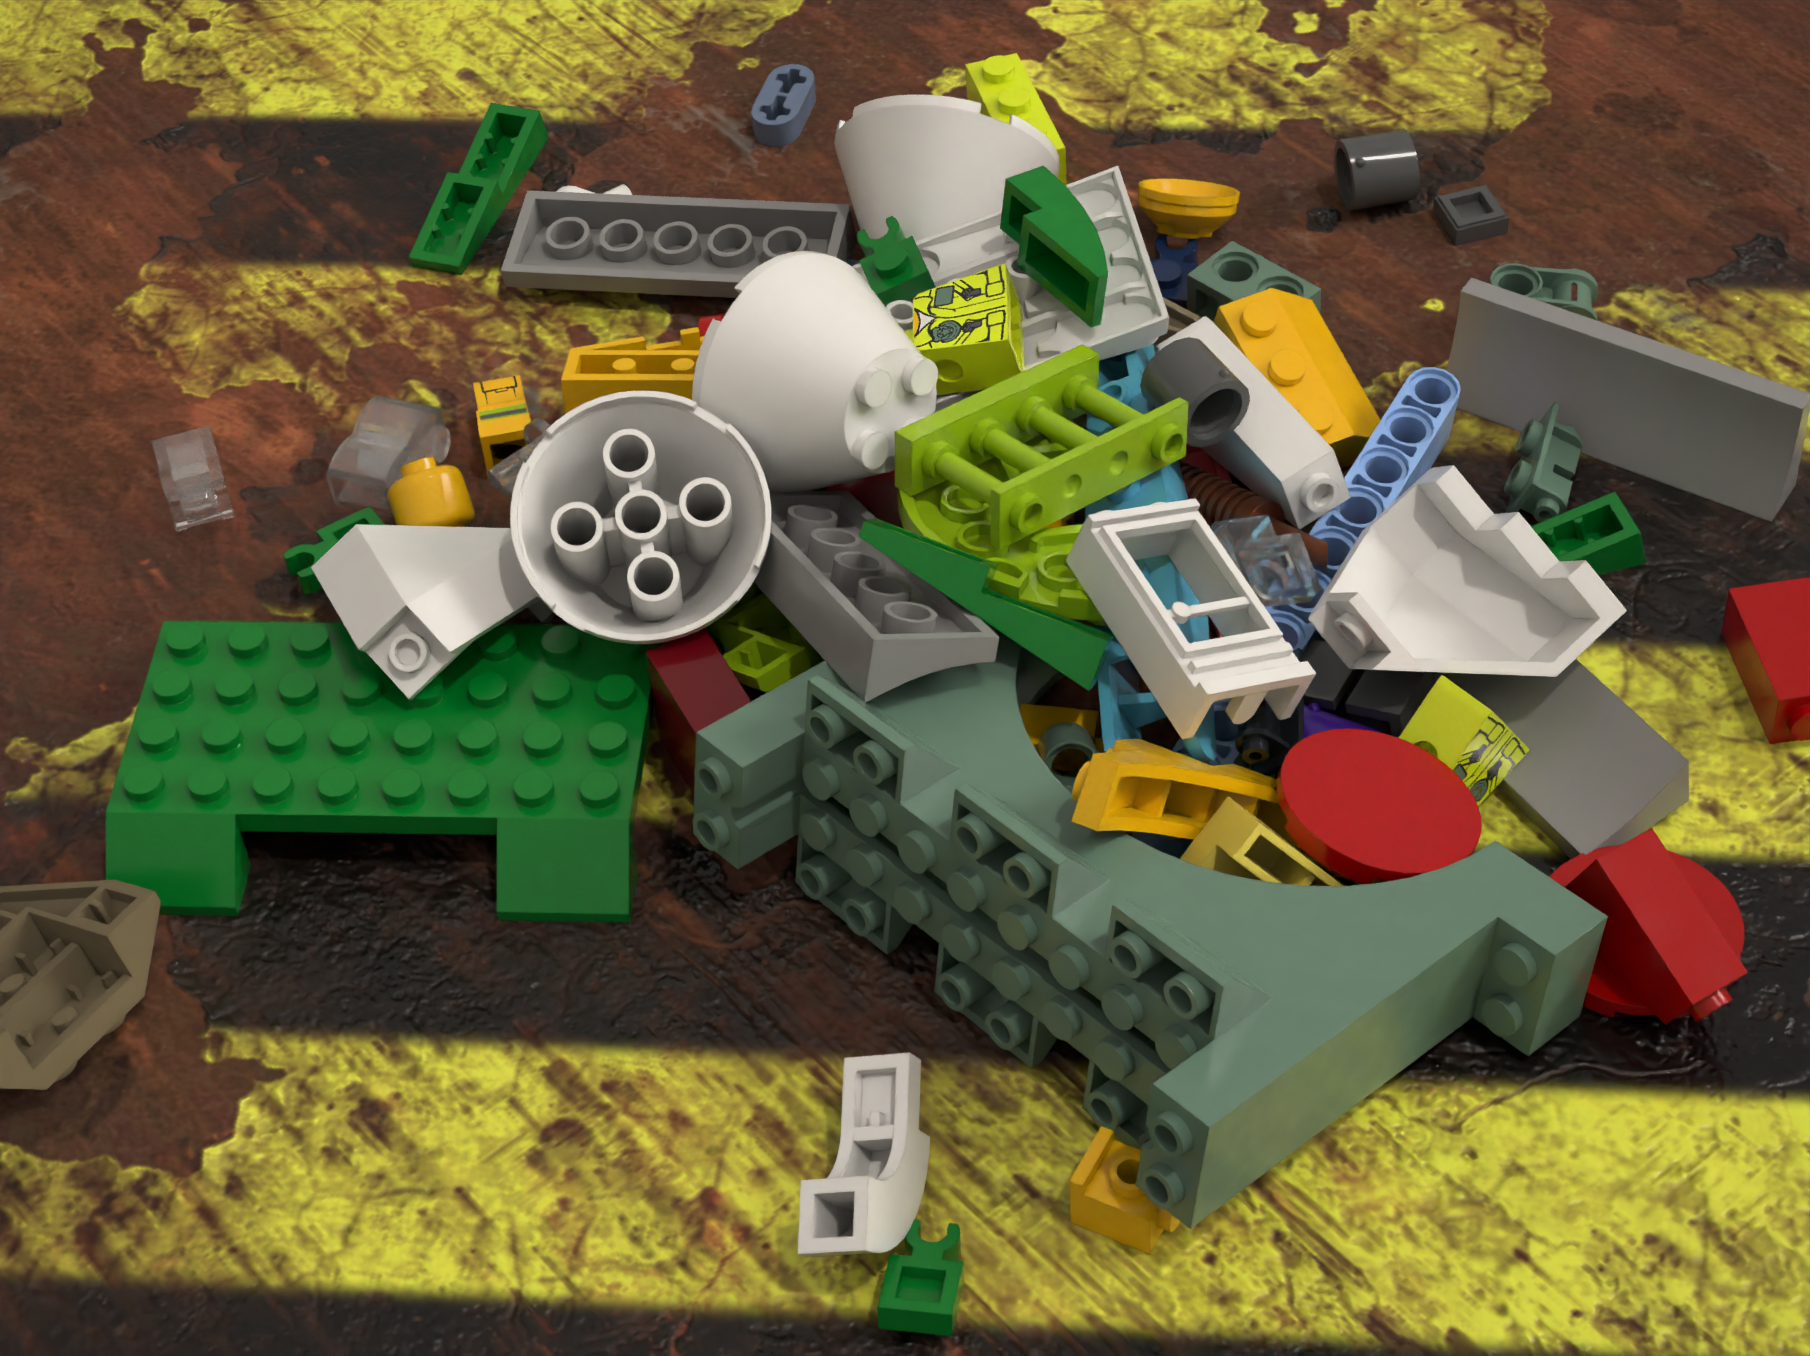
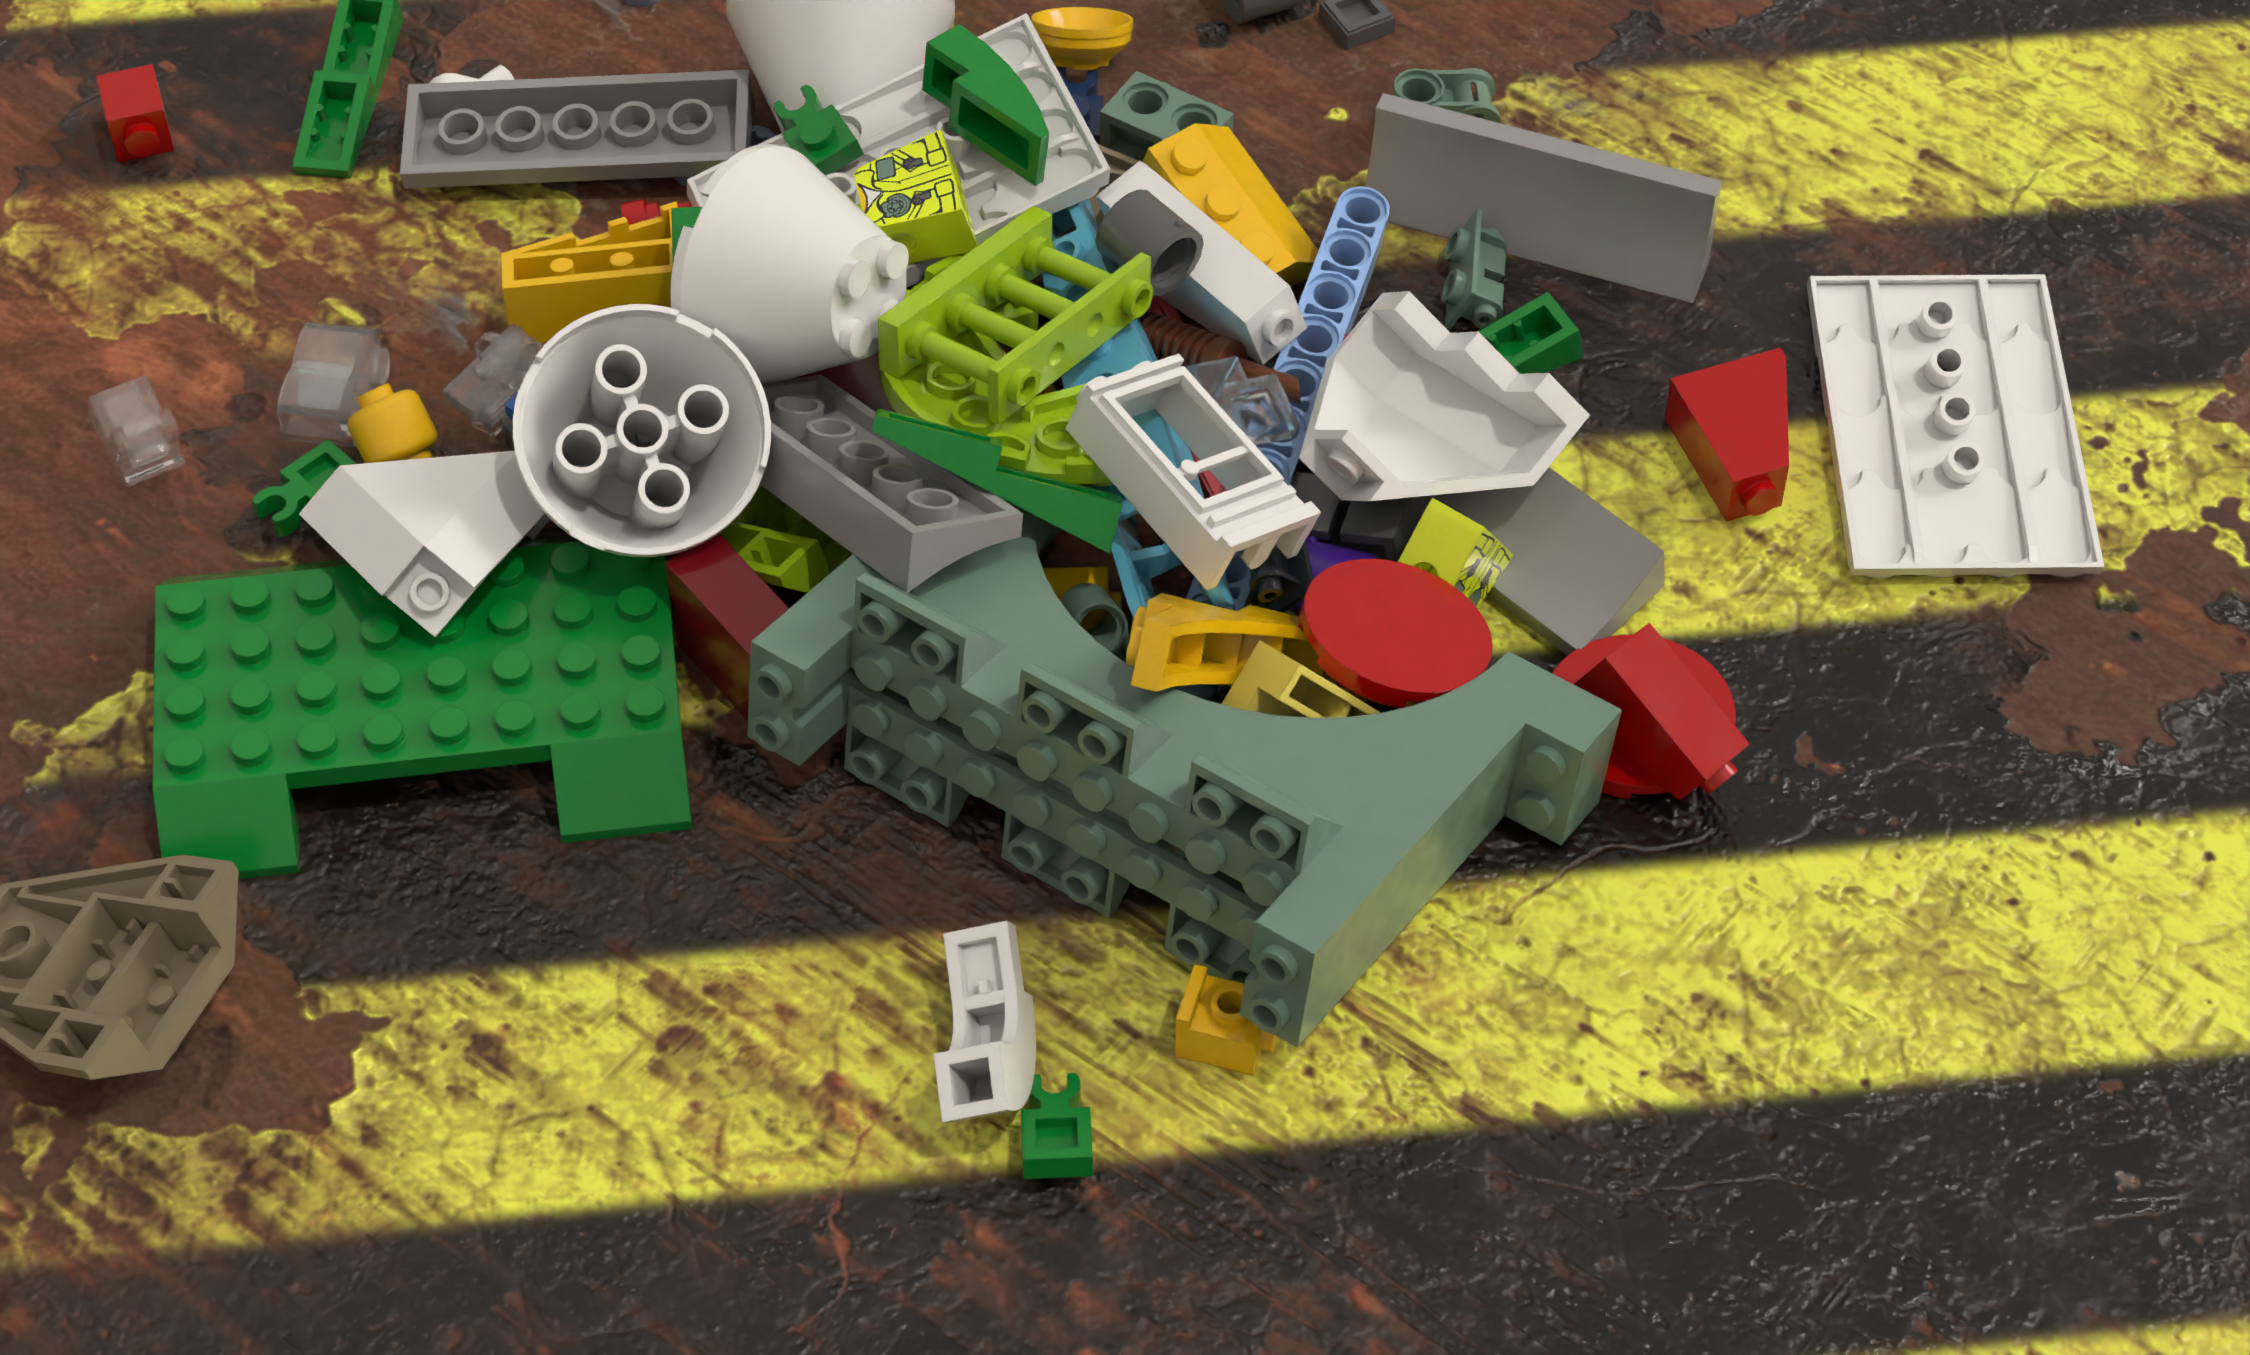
camera: 15 degrees left, 5 degrees up
(275, 196) = (135, 113): none -> red brick
(500, 415) = (439, 332): yellow leg -> none

